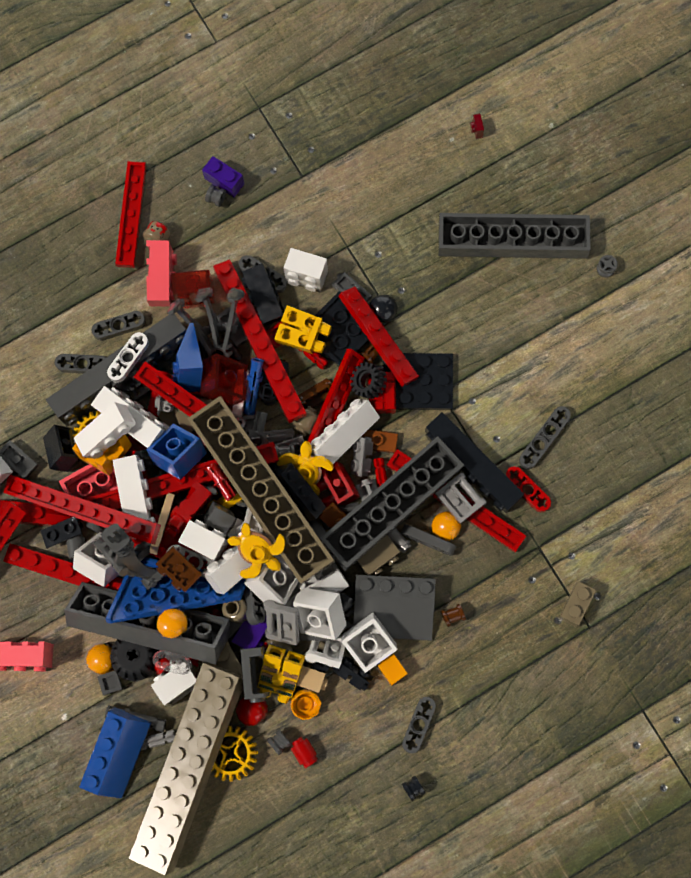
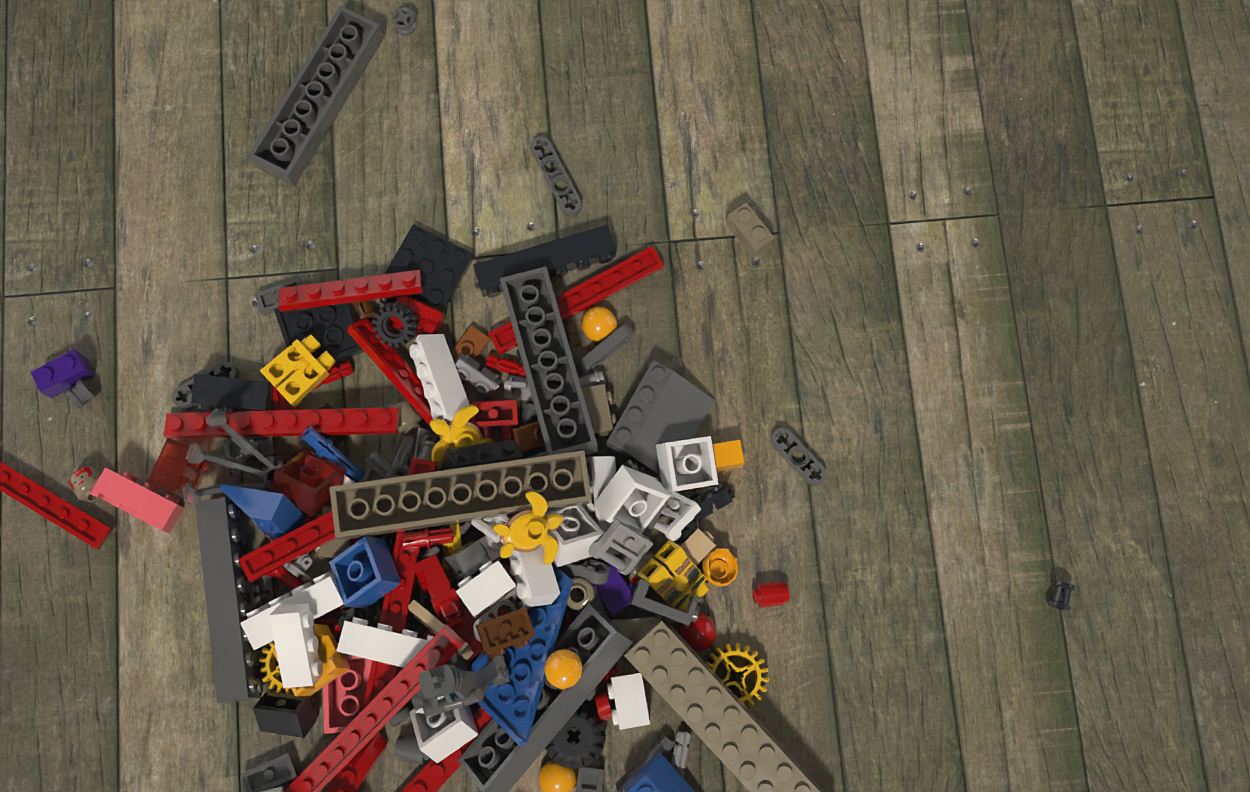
camera: 70 degrees left, 0 degrees up
(61, 531) = (385, 758): black hinge -> none
(68, 368) = (191, 663): dark grey beam -> none
(106, 333) = (166, 571): dark grey beam -> none
(129, 365) = (219, 560): white beam -> none
(173, 657) = (601, 687): clear beam -> none
(269, 398) = (351, 448): black wheel -> none
(279, 742) = (747, 616): dark grey wheel -> none
(305, 270) = (229, 332): white brick -> none
(315, 394) = (378, 389): reddish brown hinge -> none
(384, 307) = (320, 270): black hair -> none
(413, 788) = (863, 494): black wheel -> none
(453, 615) = (699, 363): reddish brown bush -> none
(456, 502) = (579, 298): light grey plate -> none
(476, 126) = (169, 71): dark red plate -> none
(534, 504) = (616, 209): red beam -> none

